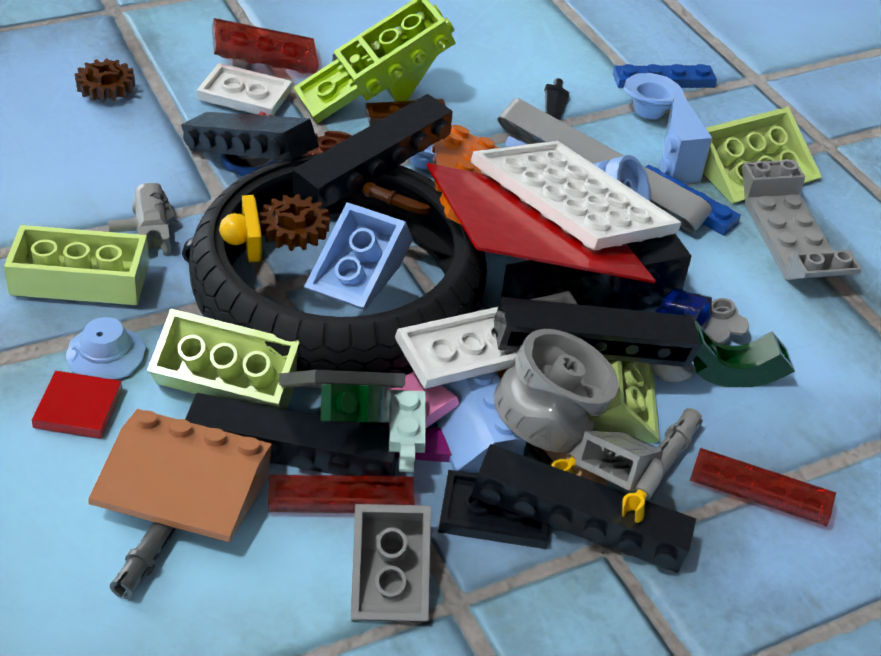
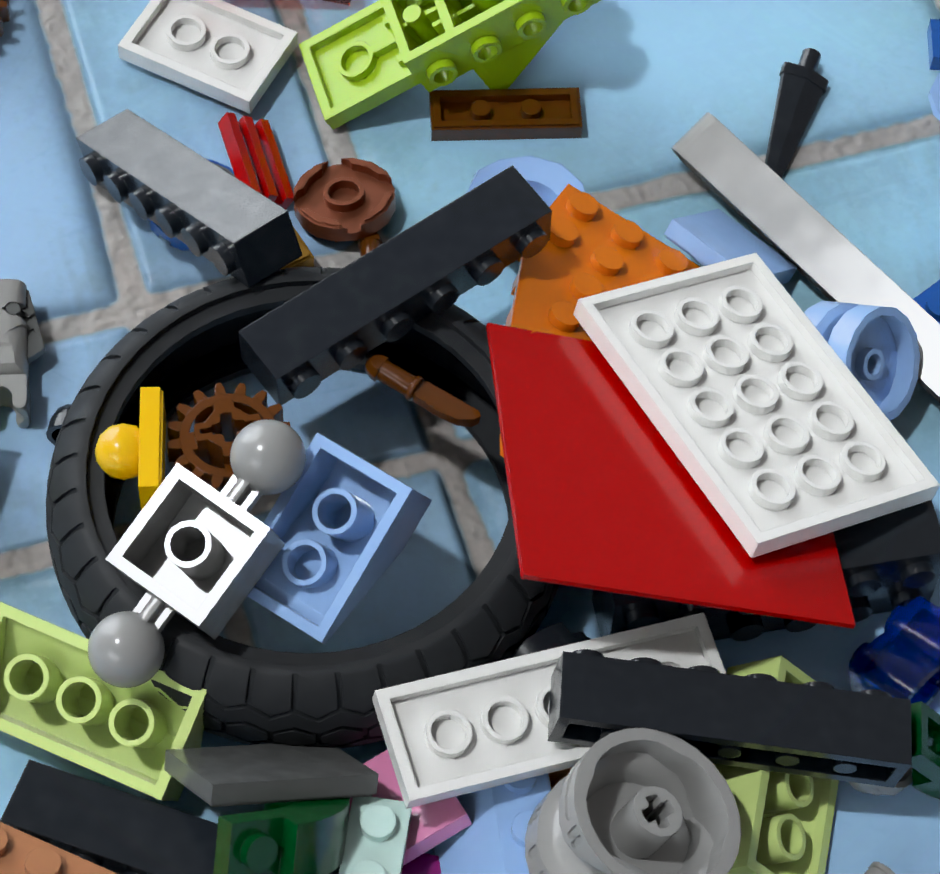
camera: 10 degrees right, 15 degrees up
(286, 263) = (196, 552): none -> light grey brick

